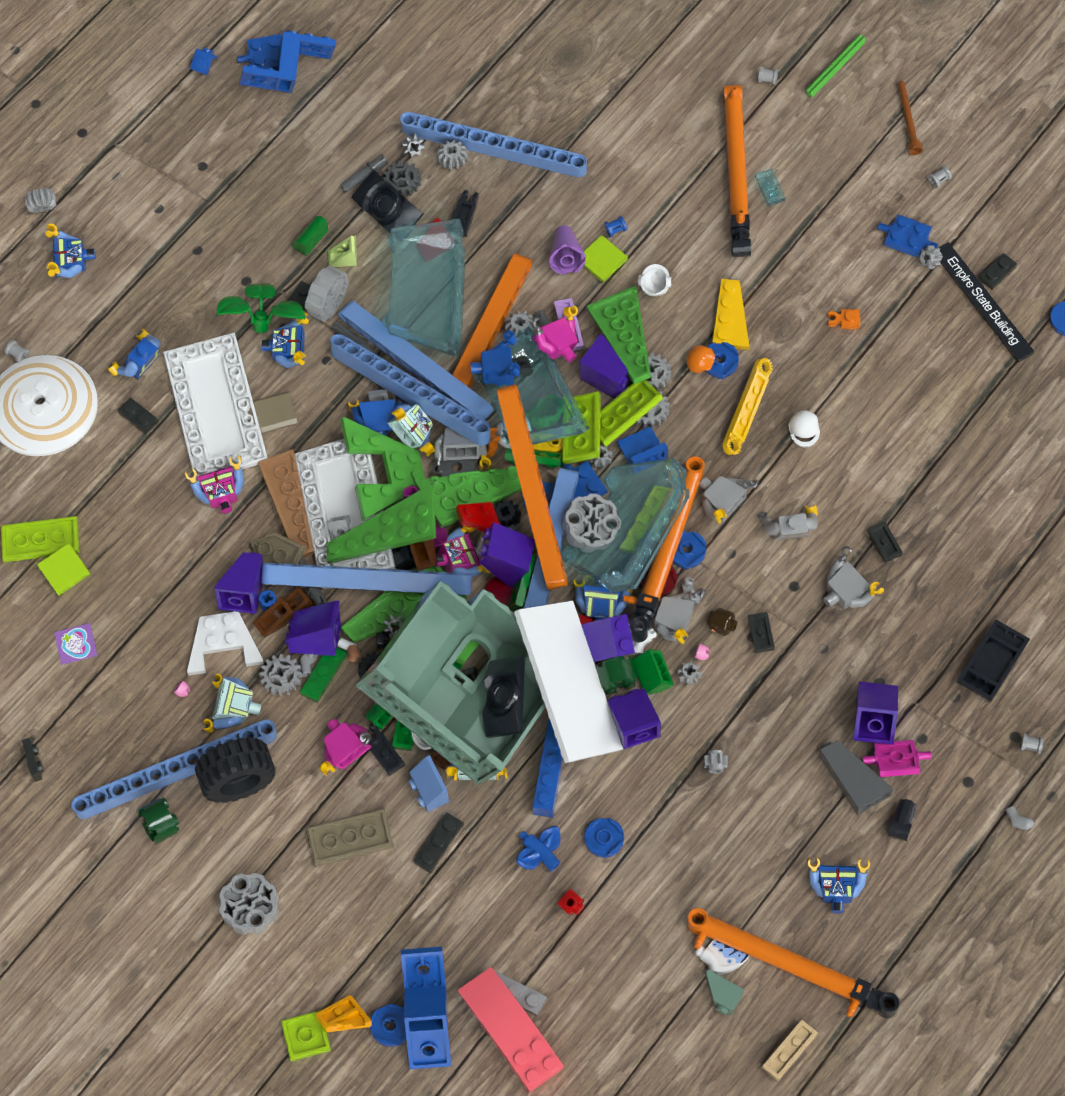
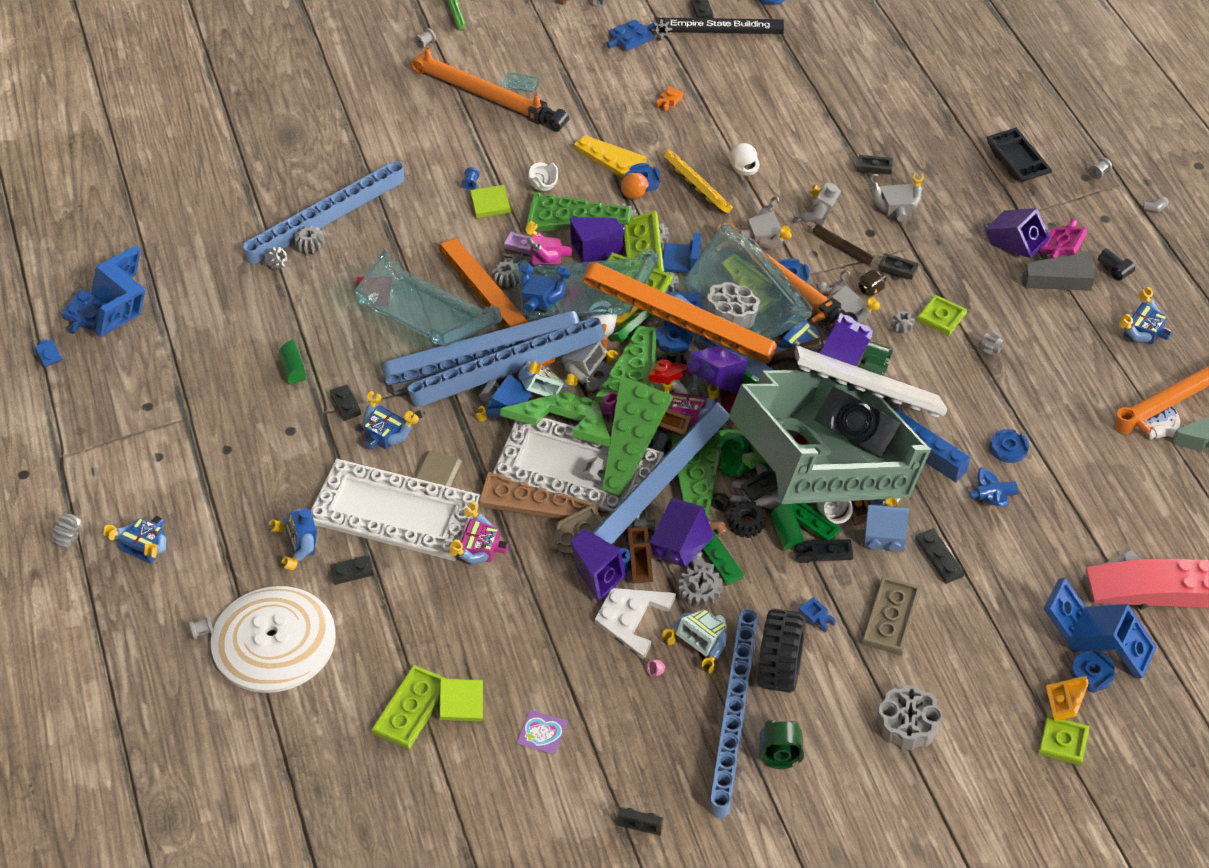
camera: 60 degrees left, 15 degrees down
(260, 320) = (324, 427): green plant -> none
(311, 777) = (817, 613): none -> blue plate
(326, 293) = (366, 369): light grey connector -> none
(344, 253) = (331, 348): yellowish green slope -> none
(344, 745) = (805, 568): dark pink torso -> none
(362, 174) = (268, 305): dark grey axle -> none
(386, 203) = (315, 300): black slope -> none
(389, 628) = (720, 480): light grey gear -> none
(401, 177) = (299, 280): dark grey gear -> none
(465, 210) = (366, 256): black hinge -> none
(566, 252) = (468, 211): medium lavender cone -> none
(571, 902) = (1057, 490): red plate -> none
(582, 610) = (789, 353): none -> dark brown axle
(634, 718) = (920, 367): dark purple slope -> none
(653, 671) = (889, 340): green brick -> none
(702, 652) = (888, 308): bright pink hinge -> none
(728, 701) = (942, 315): none -> lime tile
(757, 571) = (843, 244): none -> dark brown axle

